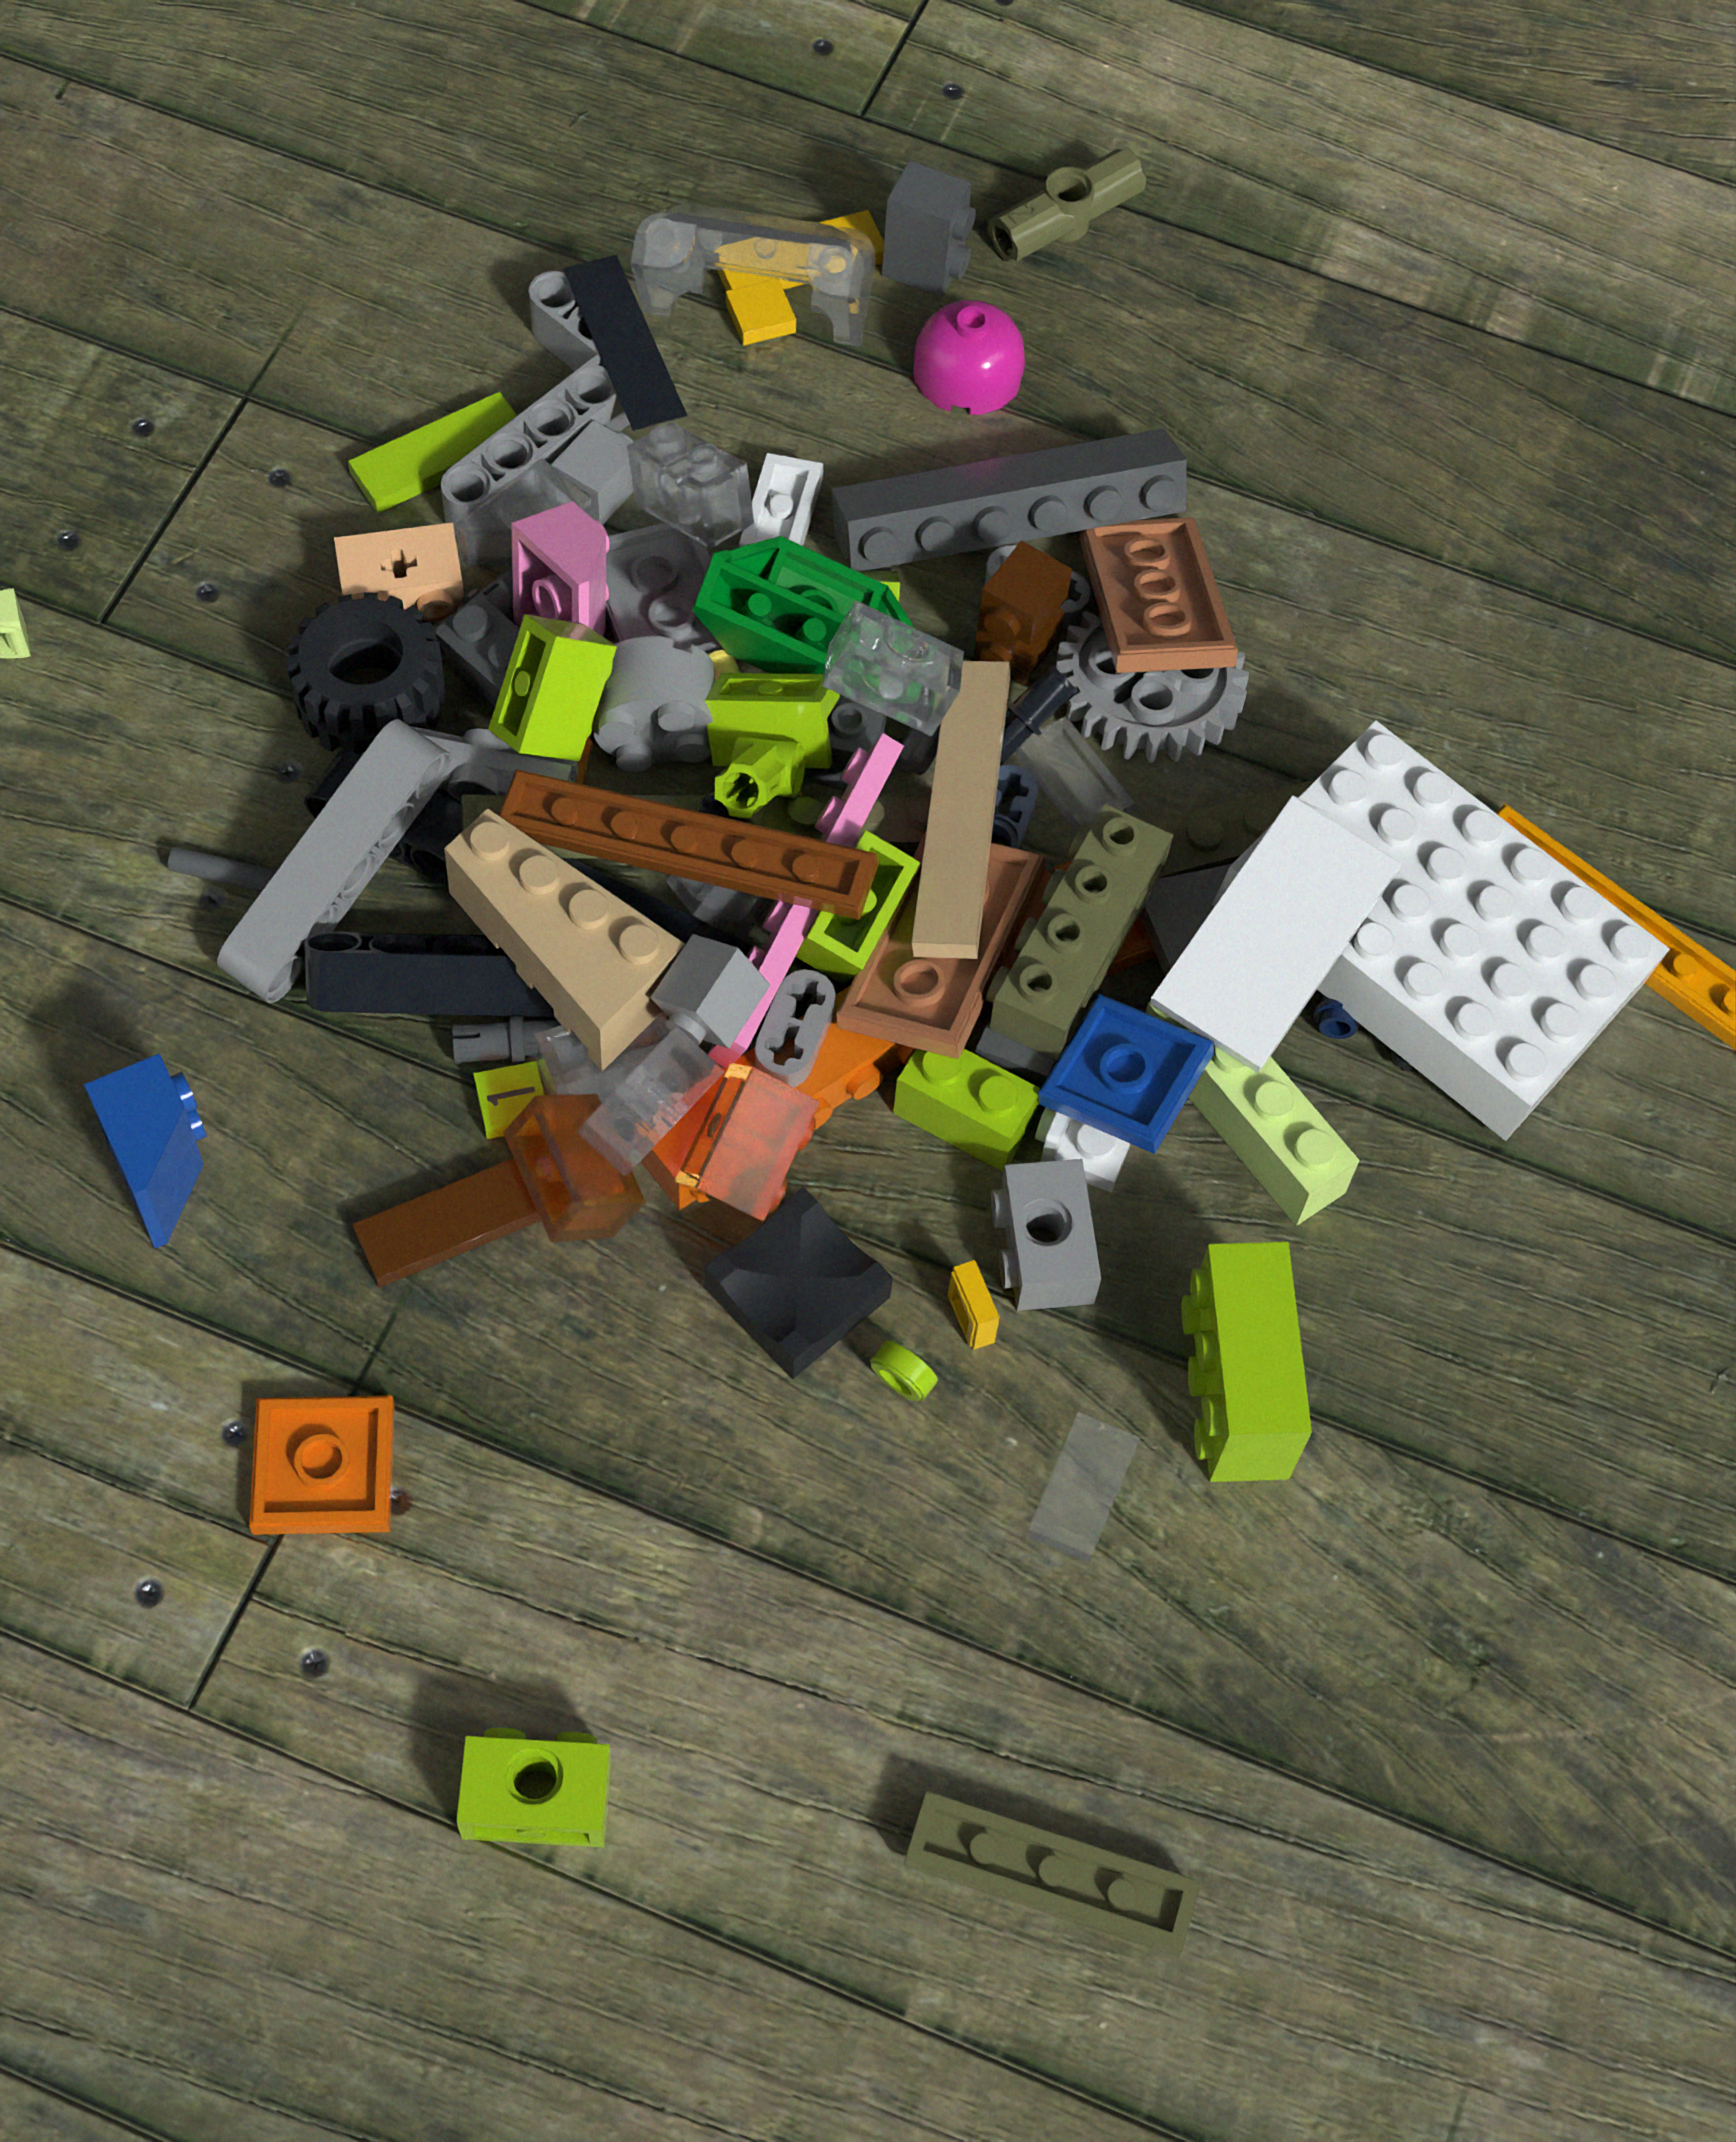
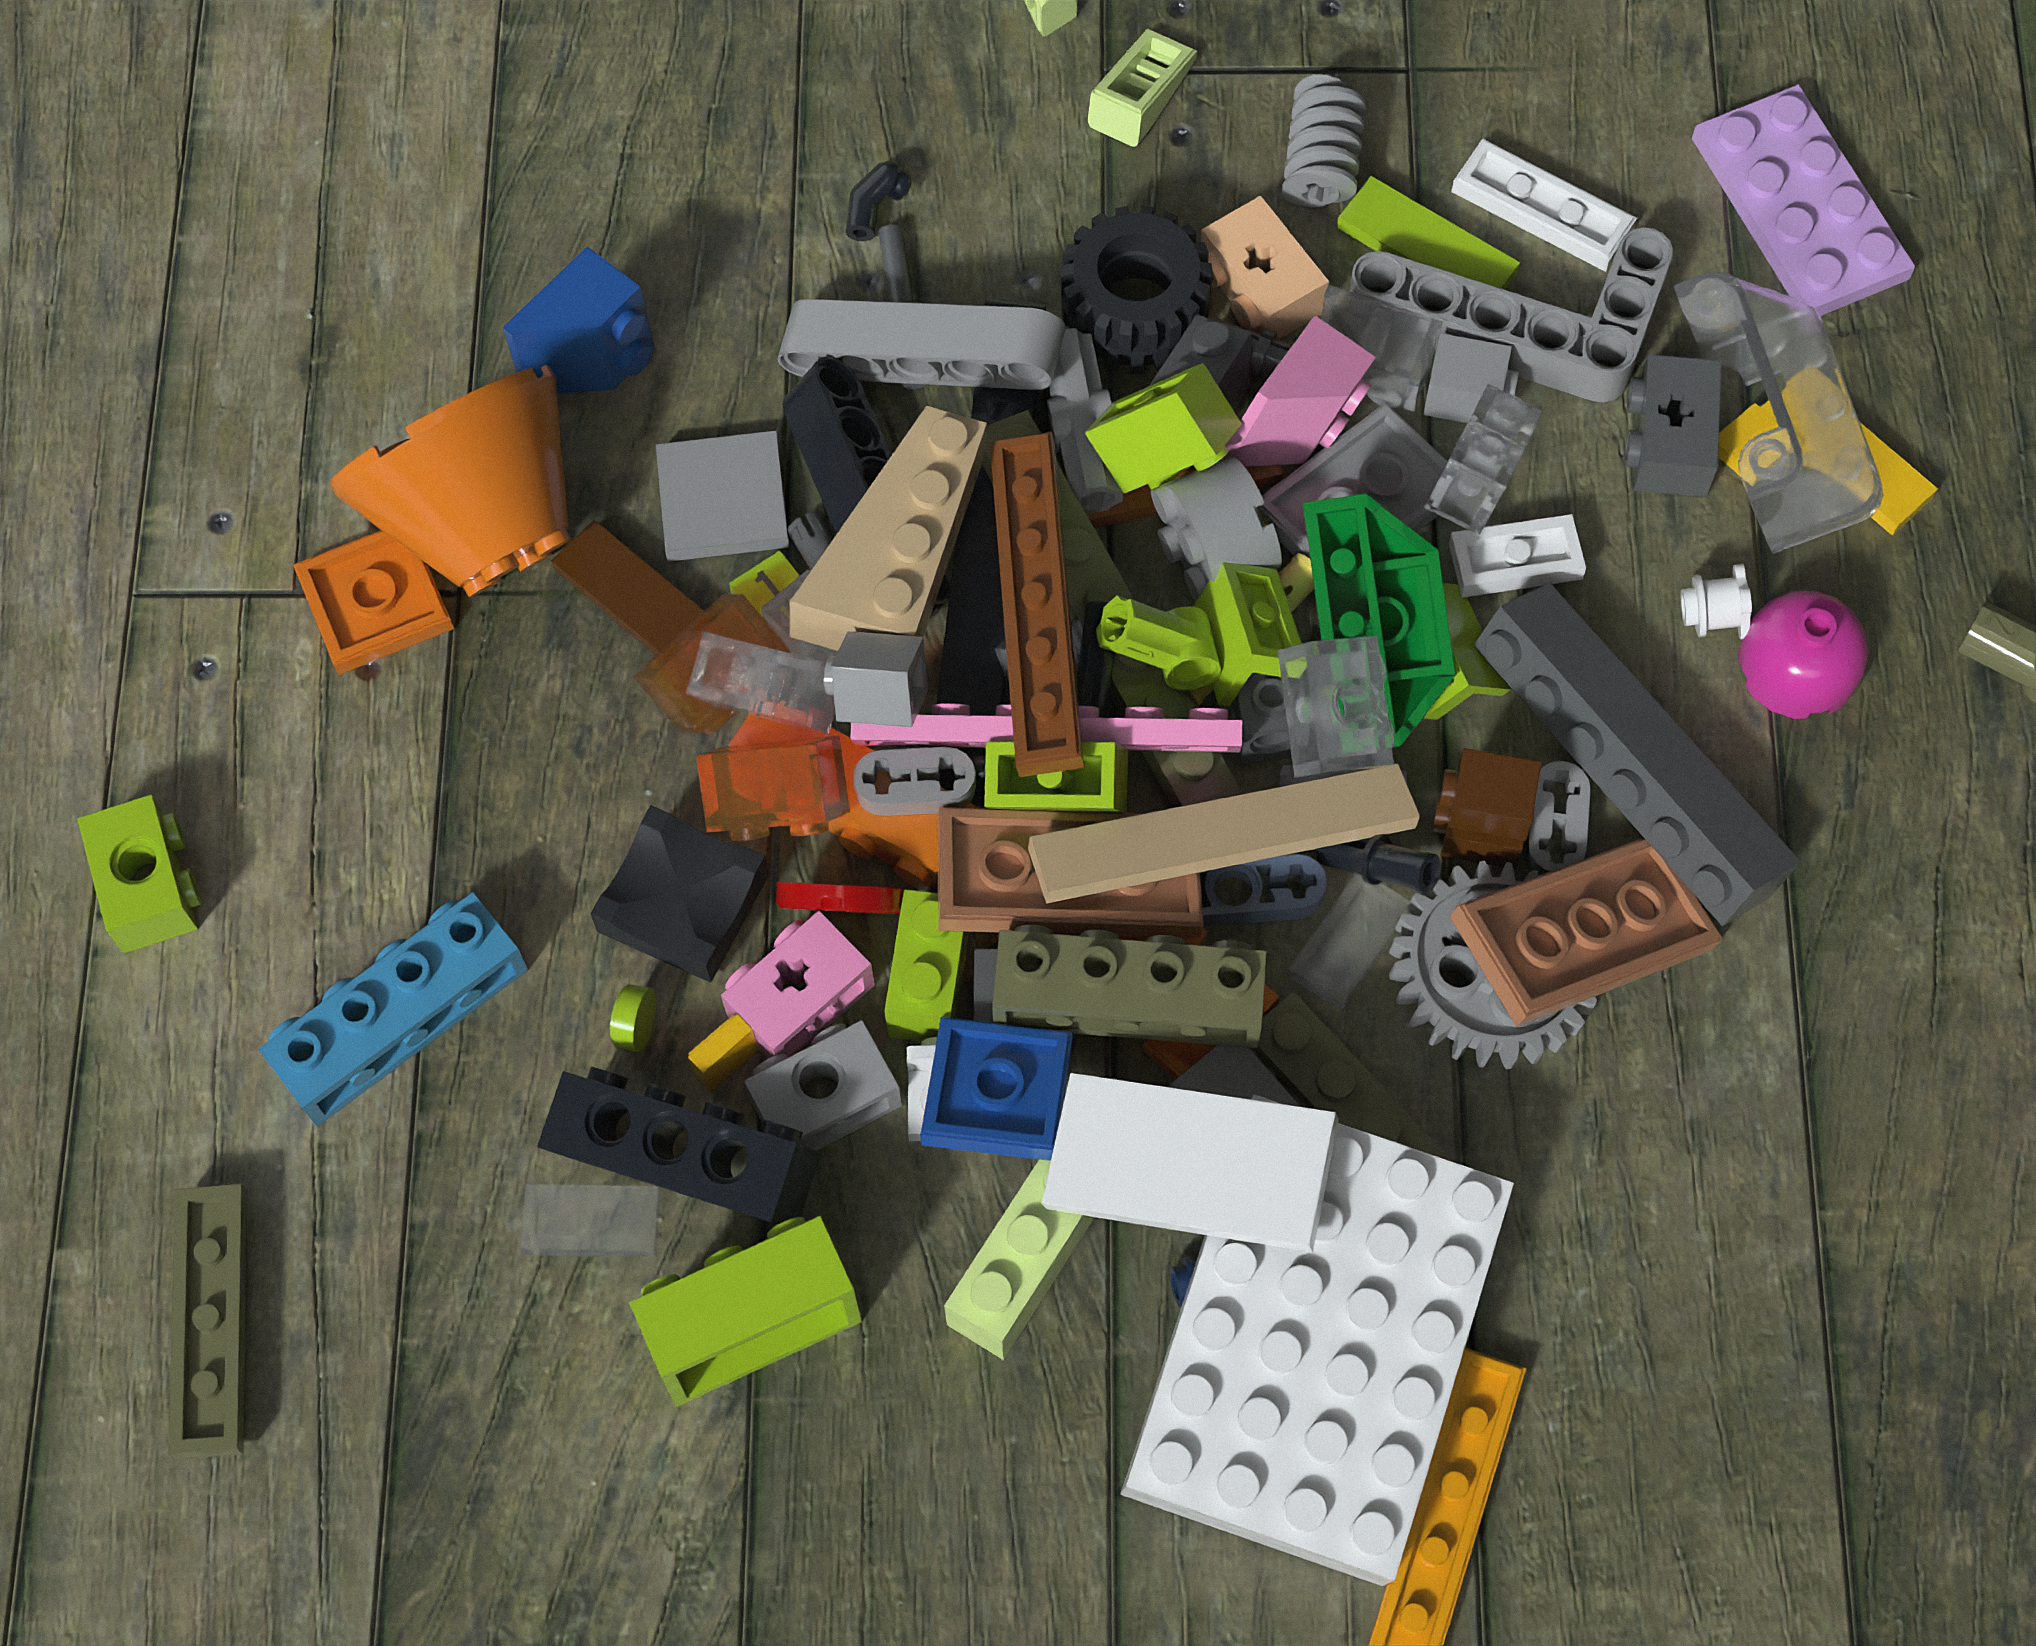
camera: 75 degrees right, 5 degrees up
(122, 856) = (866, 195): none -> black arm
(142, 601) = (1131, 117): none -> yellowish green slope
(276, 1296) = (472, 483): none -> orange cone
(297, 476) = (1323, 142): none -> light grey piece
(382, 1106) = (722, 496): none -> light grey tile
(446, 356) = (1543, 204): none -> white tile
(548, 183) = (1802, 201): none -> lavender plate
(625, 342) = (1611, 338): black sticker -> none
(721, 349) = (1679, 456): none -> dark grey brick
(799, 1588) = (393, 1008): none -> dark azure brick
(872, 1140) = (839, 897): none -> red tile
(901, 389) = (1718, 603): none -> white brick
(927, 229) = (1922, 543): dark grey brick -> none
(935, 1185) = (790, 1019): none -> bright pink brick
(1150, 1295) = (584, 1129): none -> black brick

